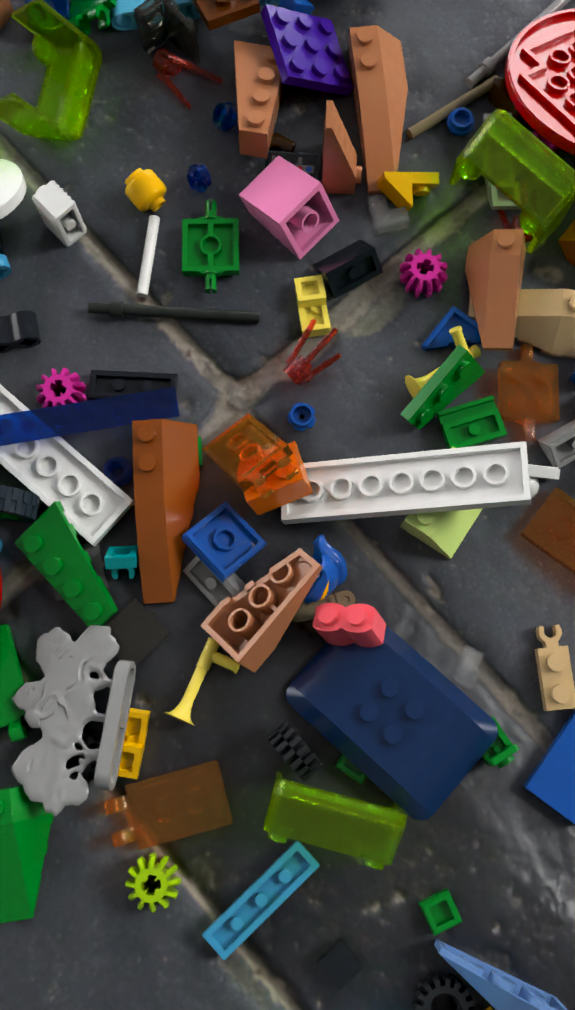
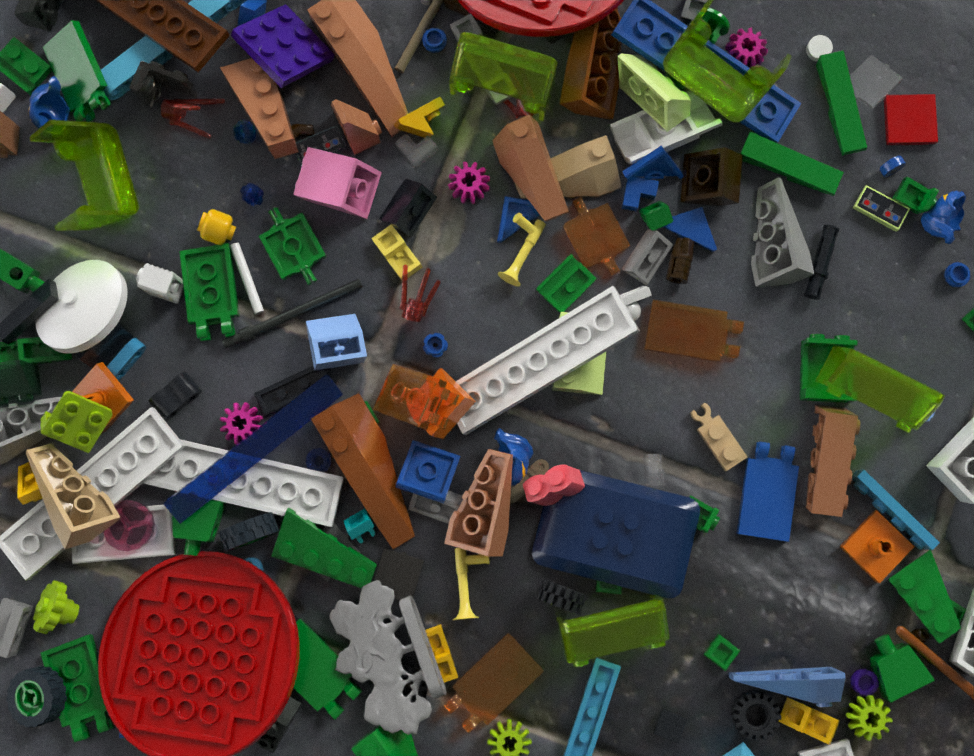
camera: 25 degrees left, 5 degrees up
(105, 248) = (210, 289): none -> green tile
(201, 360) = (336, 341): none -> light blue slope
(445, 385) = (530, 269): green wing -> none

